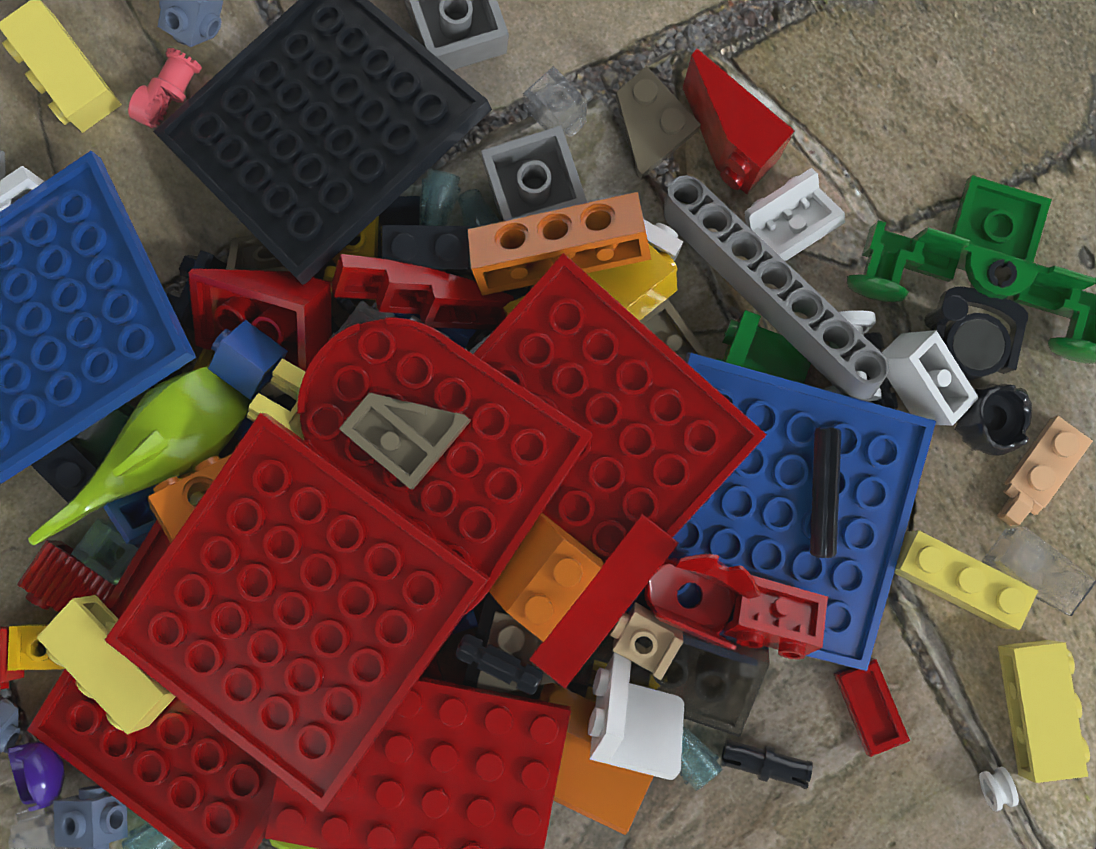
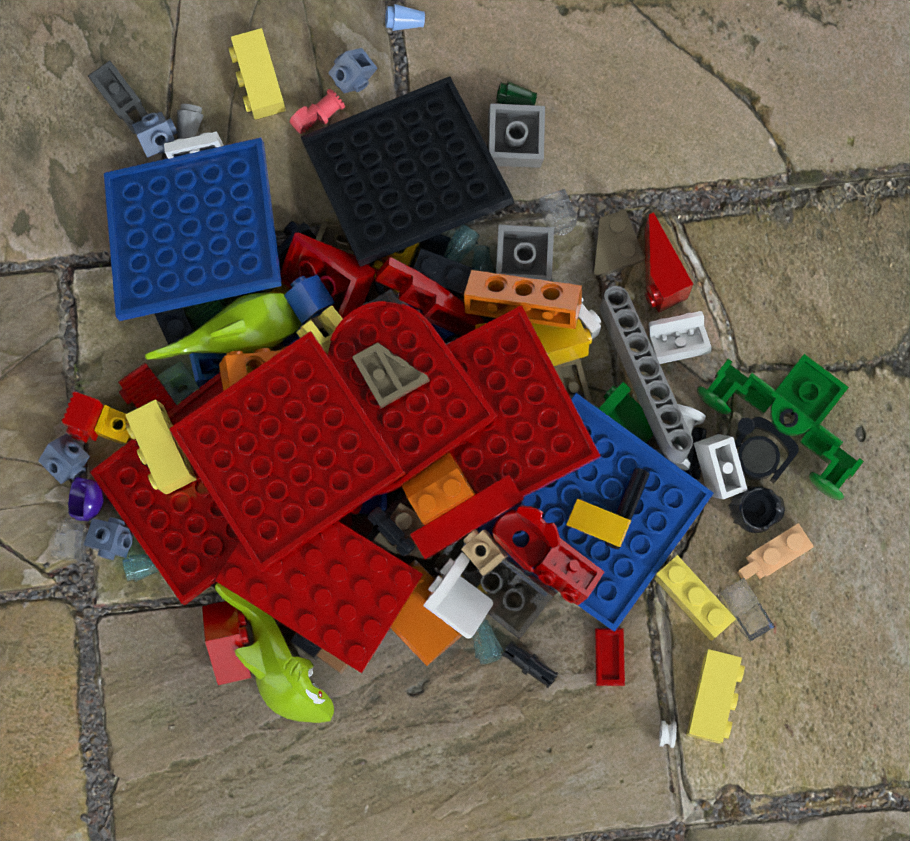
camera: 20 degrees right, 5 degrees down
(795, 530) = (598, 522): none -> yellow tile

